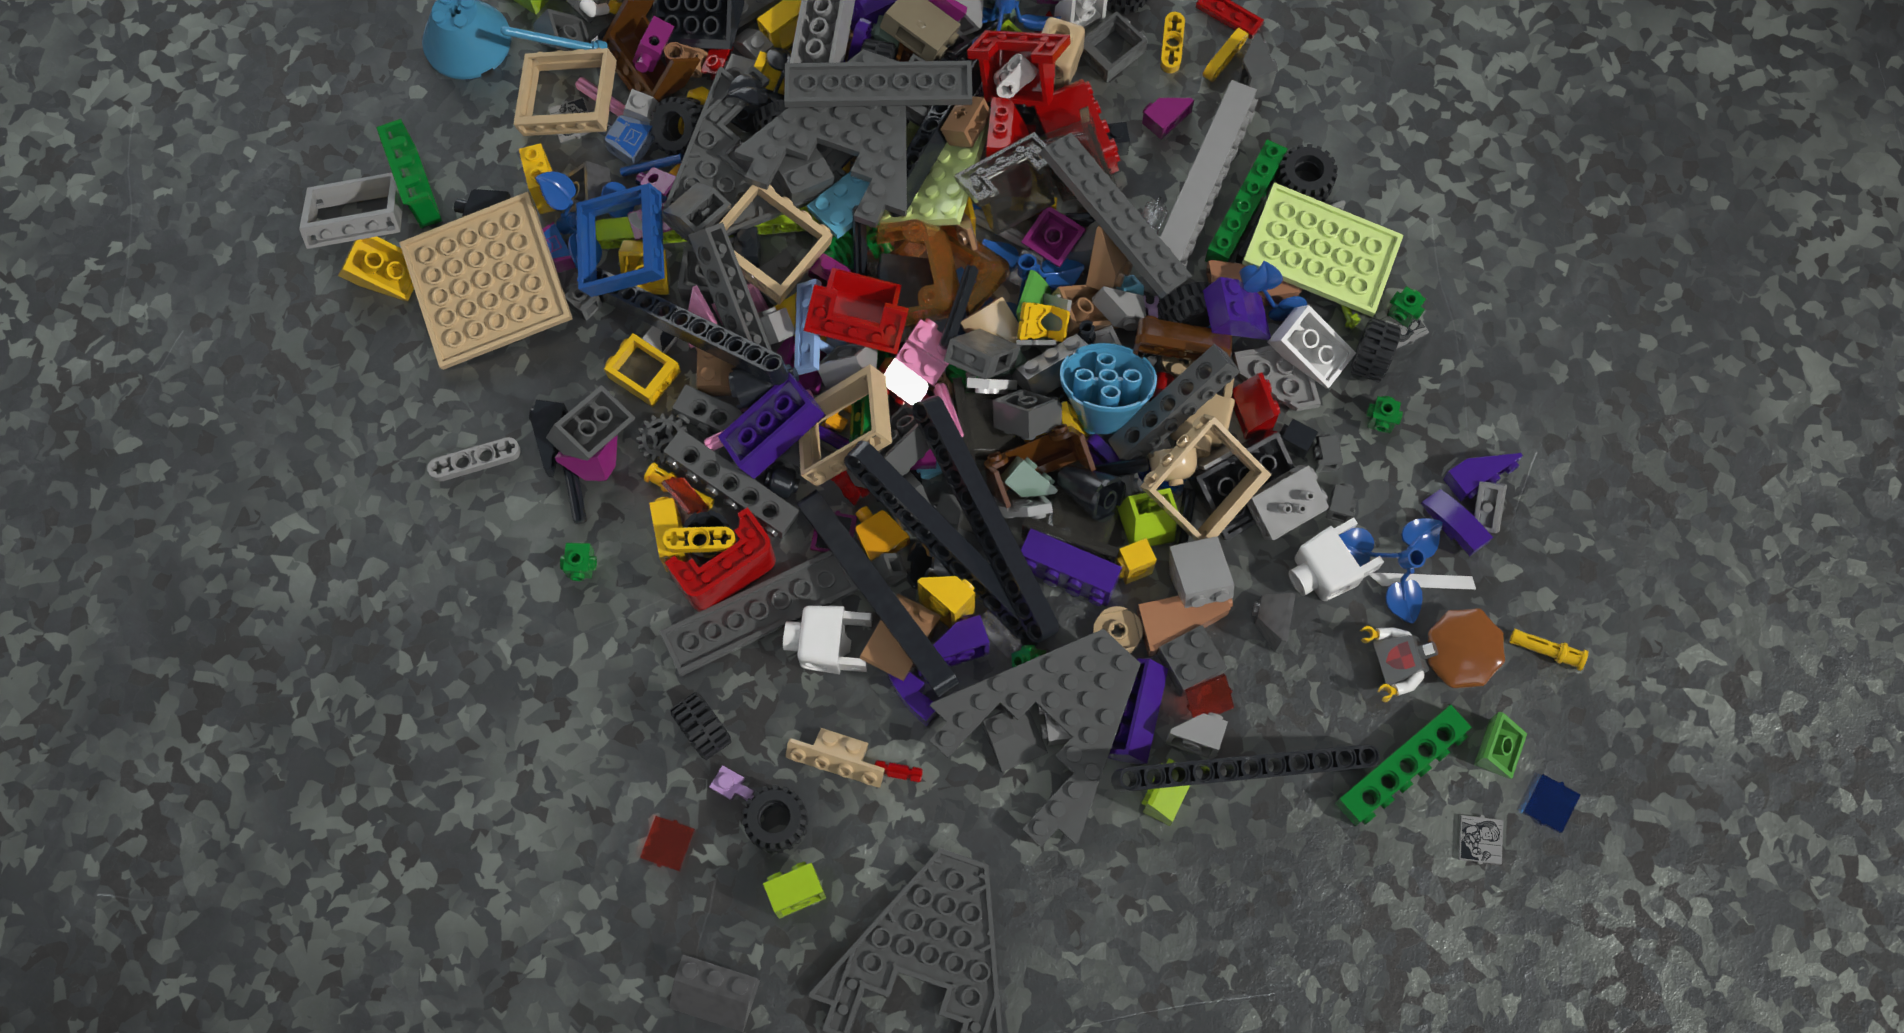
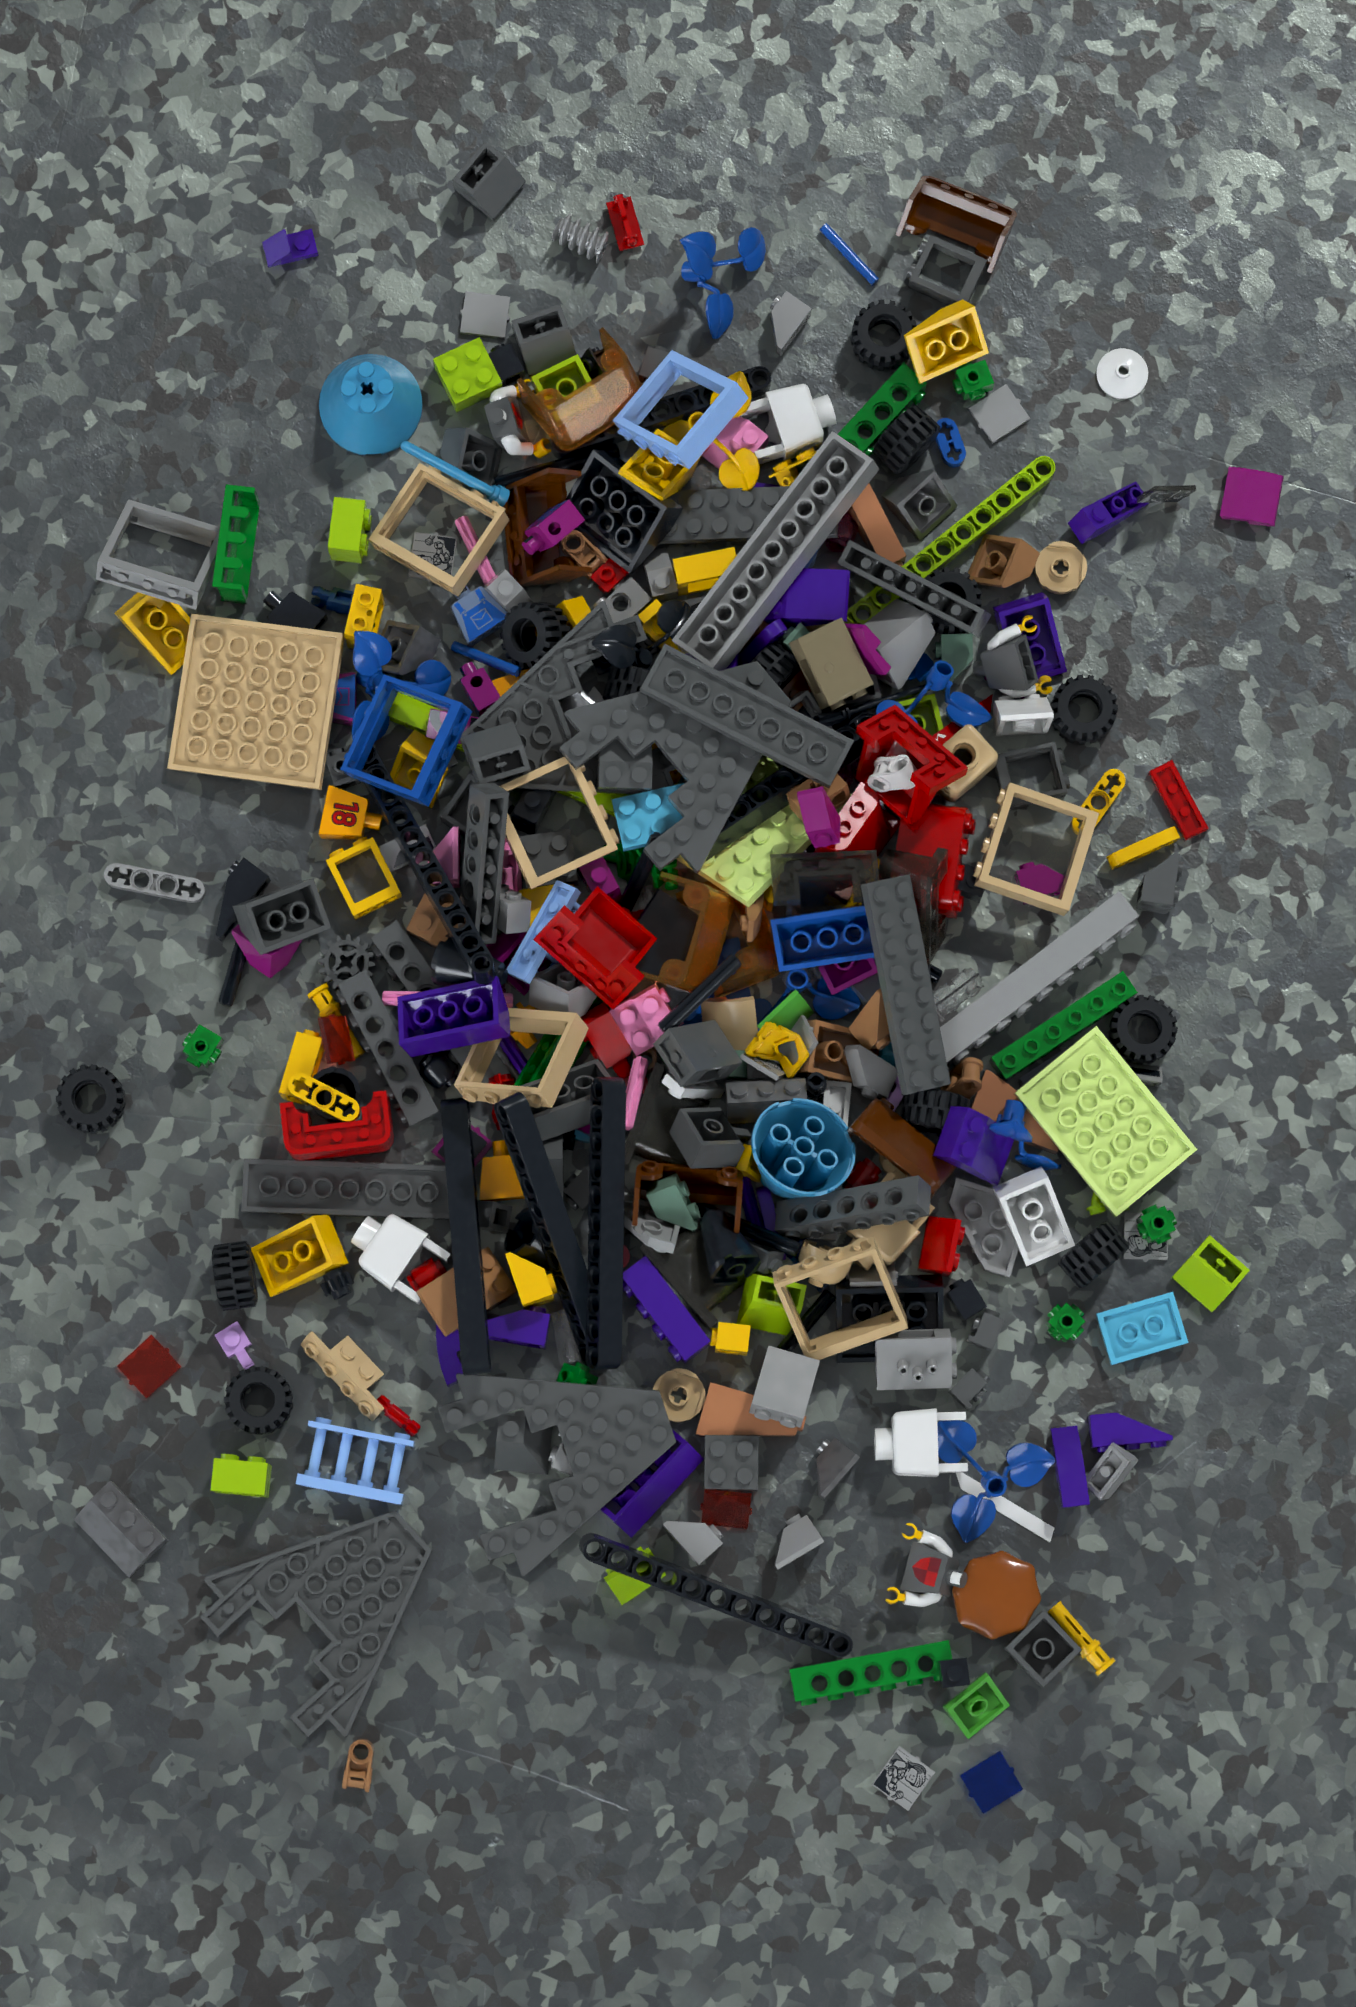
camera: 25 degrees right, 10 degrees up
(494, 635) = (74, 1083): none -> black tyre
(495, 124) = (348, 530): none -> lime brick
(514, 181) = (336, 600): none -> dark blue plate
(603, 331) = (346, 816): none -> light orange torso
(746, 684) = (299, 1254): none -> yellow slope
(789, 690) = (337, 1283): none -> black gear
(858, 642) = (425, 1273): none -> red brick
(903, 845) = (337, 1483): none -> light blue fence
(977, 124) = (819, 817): none -> magenta slope
(1032, 217) = (822, 938): none -> blue slope
(1155, 119) = (989, 848): none -> tan window
(1199, 269) = (965, 1077): none -> medium nougat piece
(1281, 692) = (796, 1540): none -> light grey slope
(1443, 390) = (1141, 1328): none -> medium azure plate
(1469, 320) = (1210, 1273): none -> lime slope
(1474, 725) = (953, 1672): none -> black brick
(1527, 671) = (1042, 1648): none -> dark grey brick

